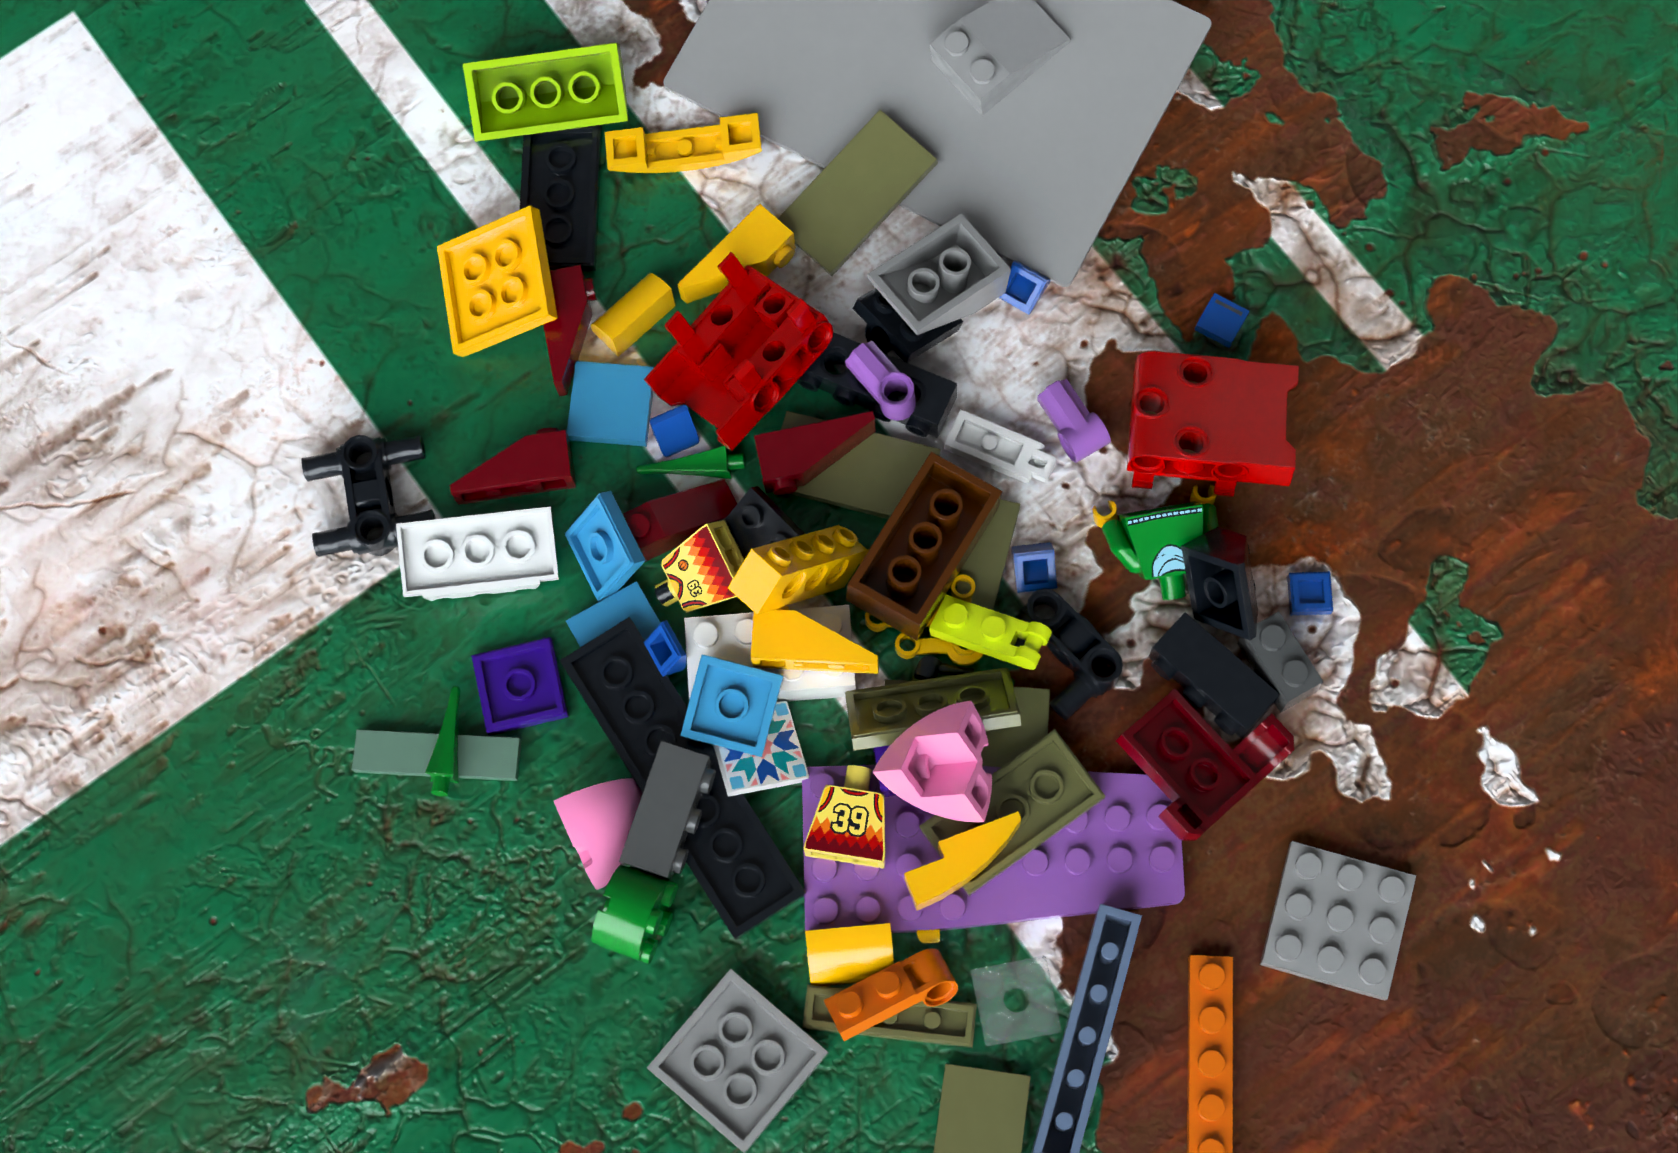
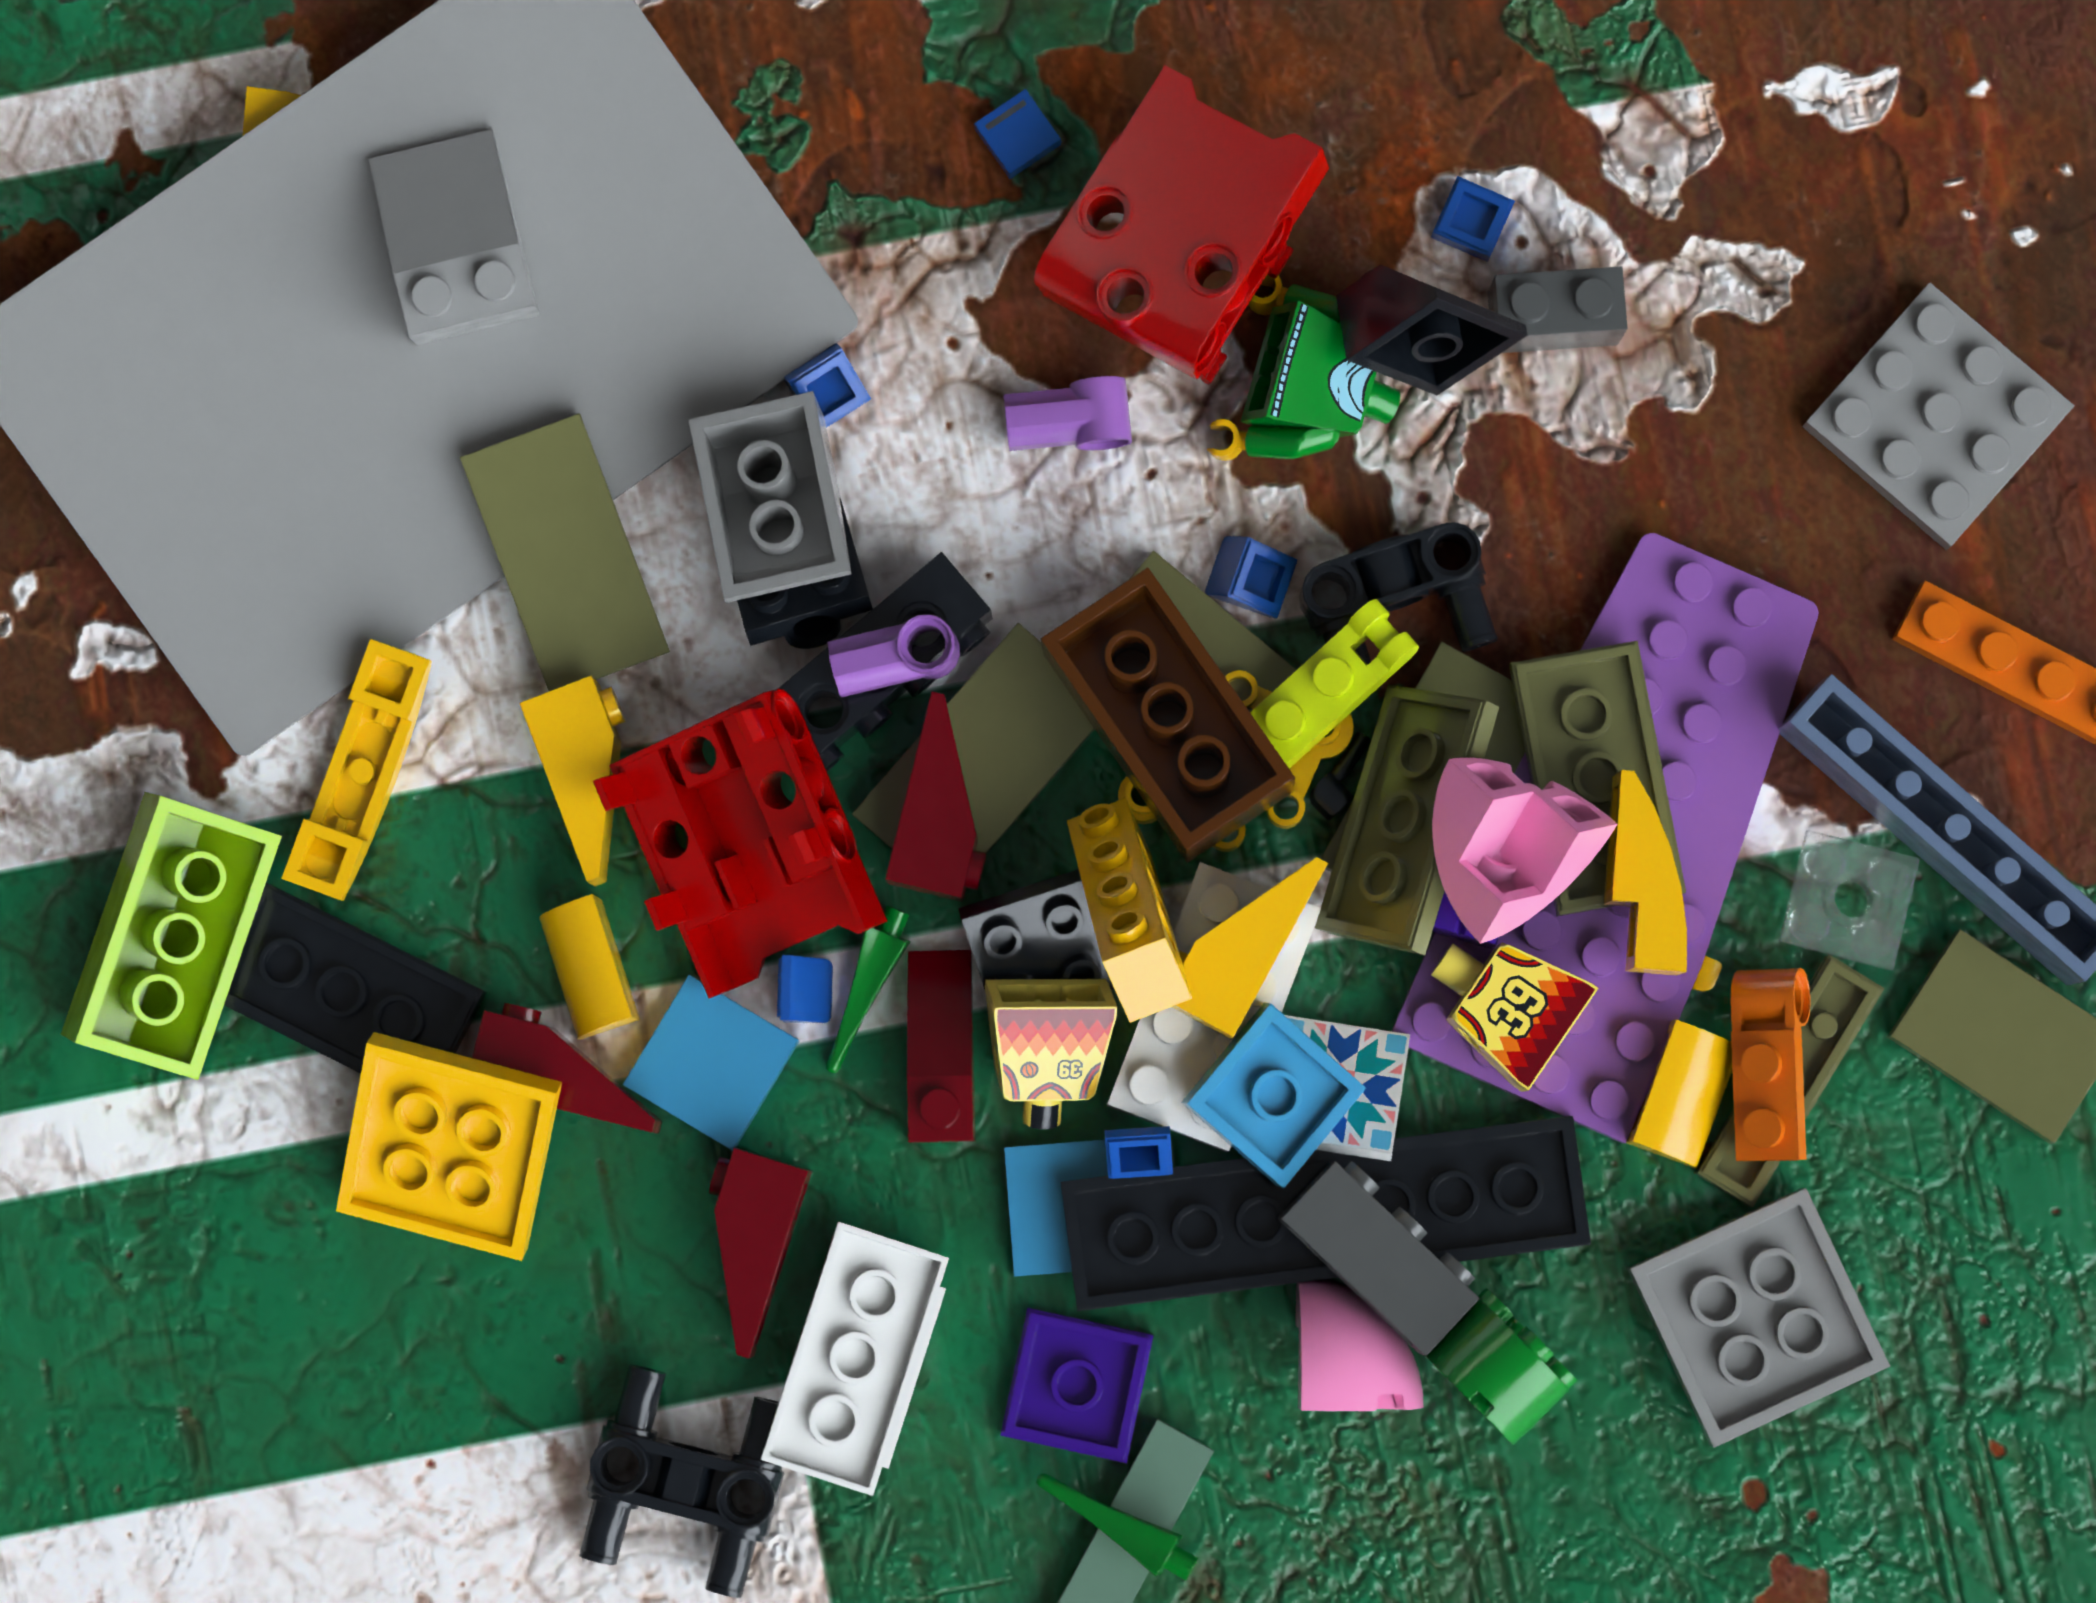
camera: 65 degrees left, 10 degrees up
(604, 546) = (939, 1170): dark azure tile -> none
(999, 448) = (1057, 540): white hinge -> none
(1197, 765) = (1650, 493): dark red piece -> none
(1212, 676) = (1532, 411): black brick -> none

